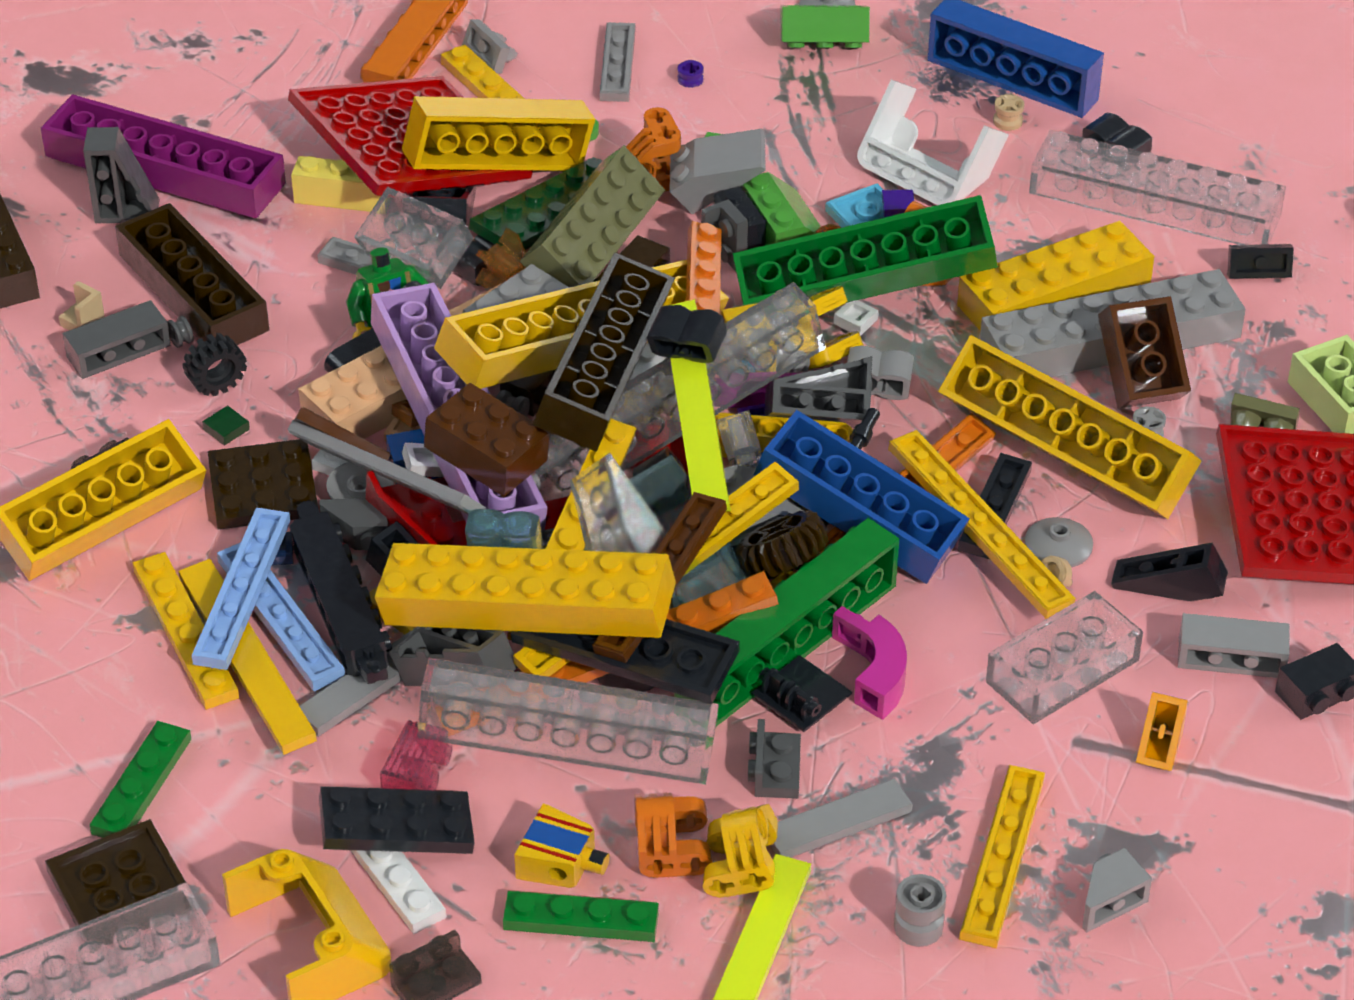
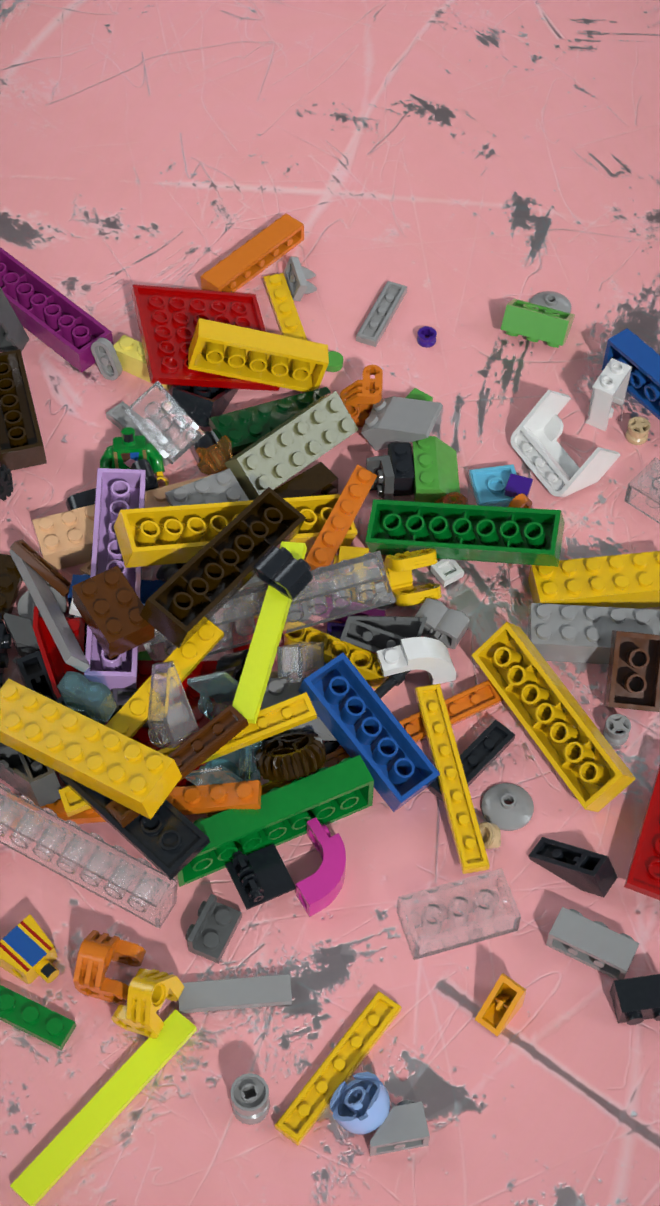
camera: 20 degrees right, 10 degrees up
(288, 188) = (106, 358): none -> light grey plate
(881, 400) = (418, 654): none -> white arch
(957, 76) = (608, 388): none -> white window
(1056, 872) = (361, 1104): none -> light blue cylinder

